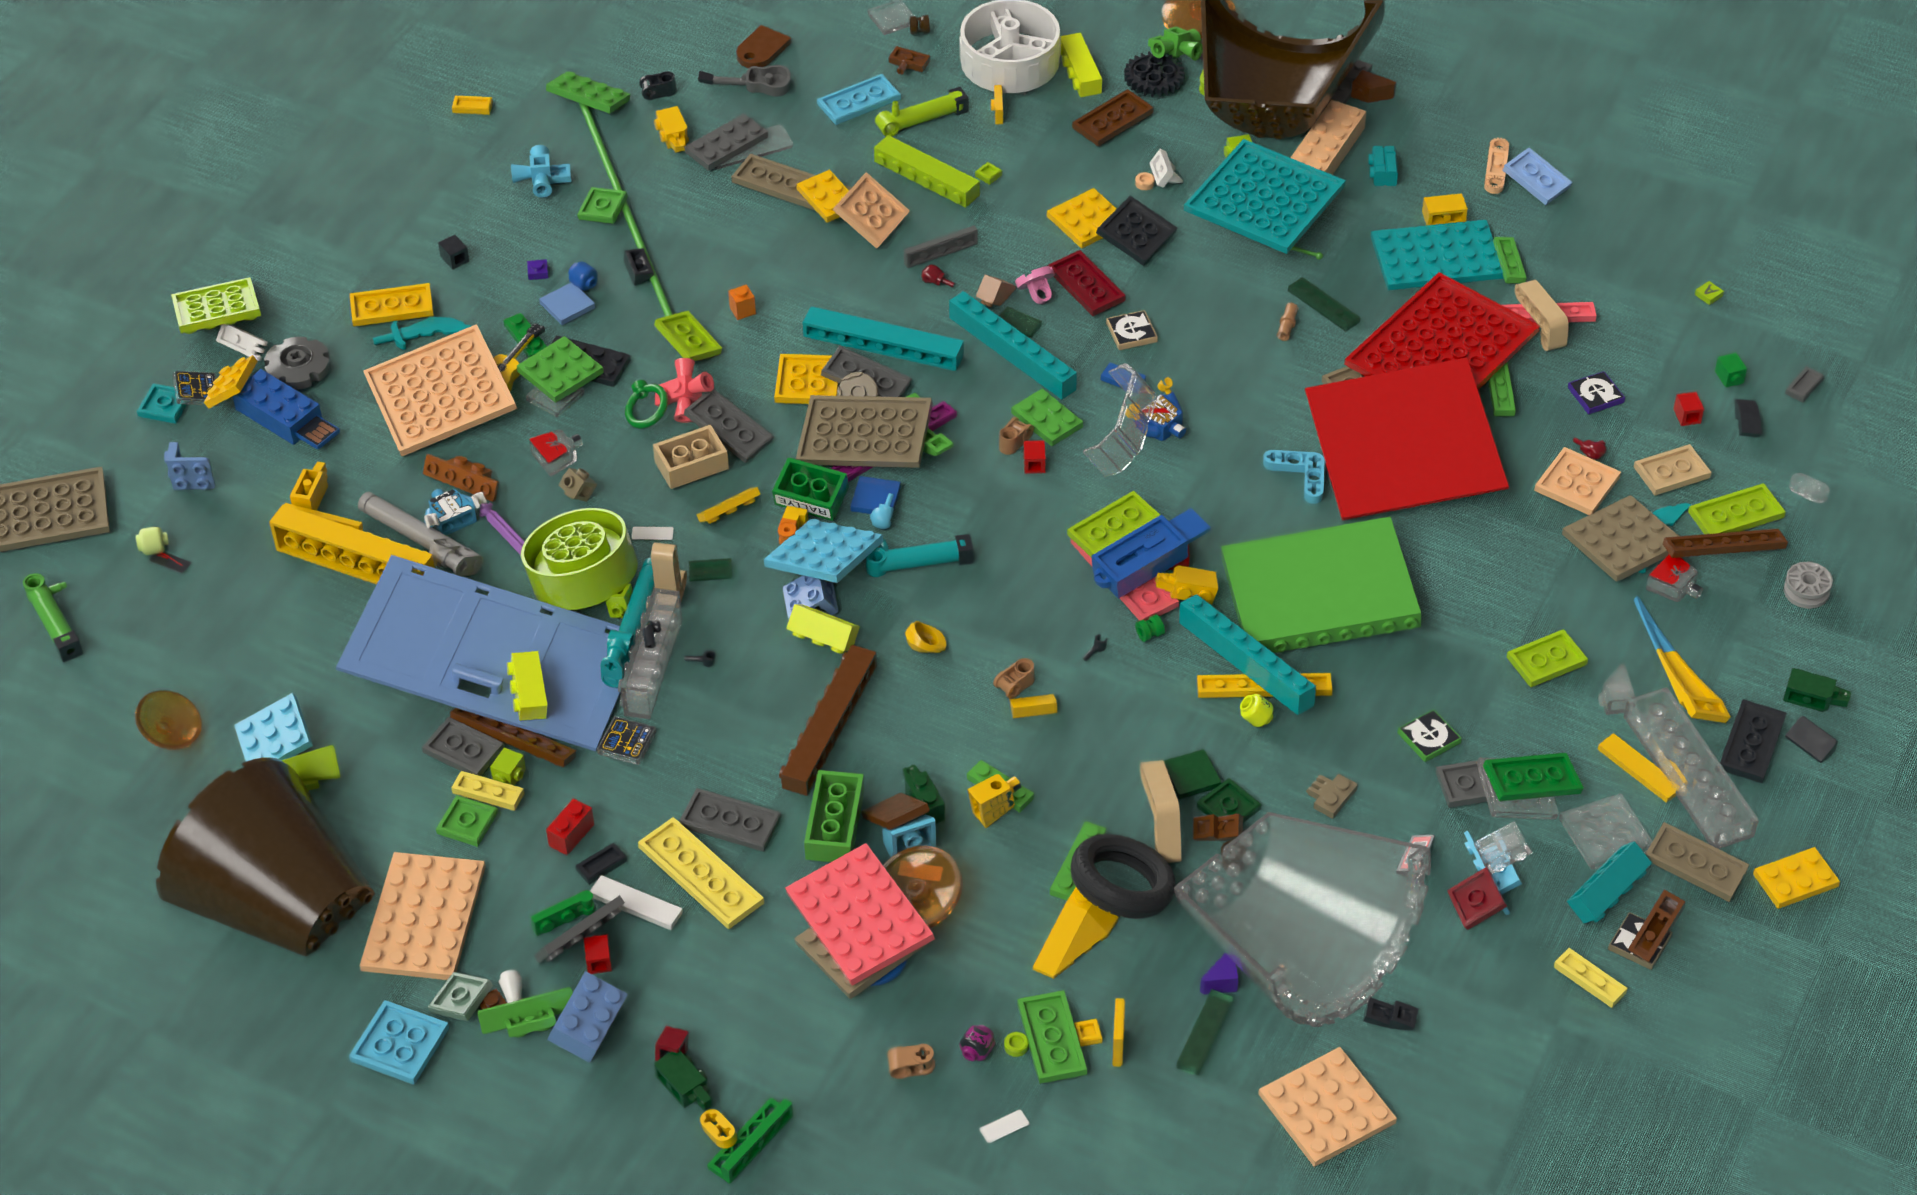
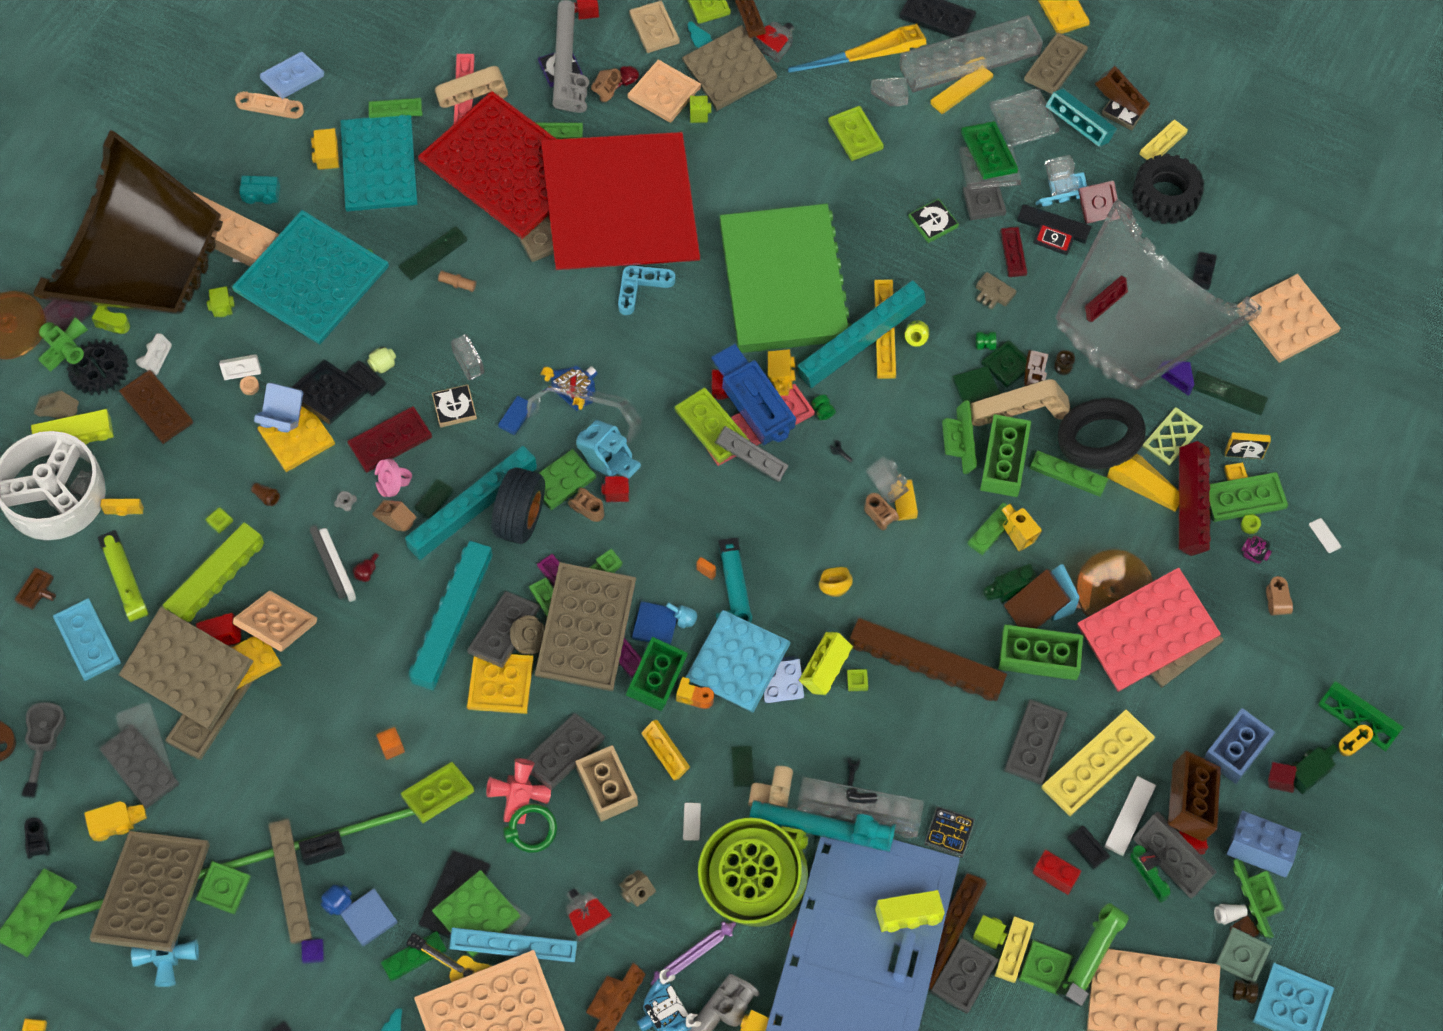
camera: 90 degrees left, 15 degrees up
(418, 995) = (1245, 991): none -> dark brown wheel
(469, 849) = (1111, 922): none -> bright green piece
(524, 394) = (512, 944): none -> medium azure tile
(572, 901) = (1149, 860): none -> black sticker
(597, 151) = (150, 891): none -> dark tan plate
(605, 246) = (290, 881): none -> dark tan plate
(644, 941) = (1194, 796): none -> reddish brown brick
(711, 1002) = (1239, 745): none -> medium blue brick
(806, 660) = (857, 680): none -> lime plate
(820, 154) = (186, 668): none -> dark tan plate
(856, 168) = (222, 629): none -> red brick
(938, 253) = (338, 564): none -> white tile
(939, 530) = (706, 568): none -> orange tile
(998, 365) = (518, 505): none -> black wheel
(1013, 256) = (345, 496): none -> light grey plate
(1015, 201) = (266, 494): none -> reddish brown cone
(1043, 976) = (1194, 498): none -> dark red brick
(1053, 680) = (887, 479): none -> clear brick
(1071, 432) = (605, 441): none -> medium azure piece
(1078, 558) = (751, 454): none -> dark grey tile
(1092, 790) = (1005, 455): none -> bright green brick
(1100, 195) = (280, 408): none -> bracket
(1105, 52) = (56, 405): none -> dark tan arch
(1117, 749) = (959, 437): none -> bright green bracket
(1139, 953) = (1186, 420): none -> yellowish green window
(1160, 263) = (366, 377): none -> black tile
(1172, 111) = (155, 355): none -> white tile
(1181, 270) = (381, 359): none -> yellowish green head
(1189, 331) = (467, 357): none -> clear brick
(1255, 779) = (986, 340): none -> green wheel
(1317, 886) = (1106, 299): none -> dark red tile
(1394, 815) = (1013, 252): none -> dark red tile
(1443, 855) = (1034, 217): none -> black tile
(1500, 994) = (1174, 171): none -> black tyre
(1554, 391) = (569, 87): none -> light grey piece
(1554, 509) = (699, 109): none -> lime brick
(1572, 426) = (606, 83): none -> medium nougat piece

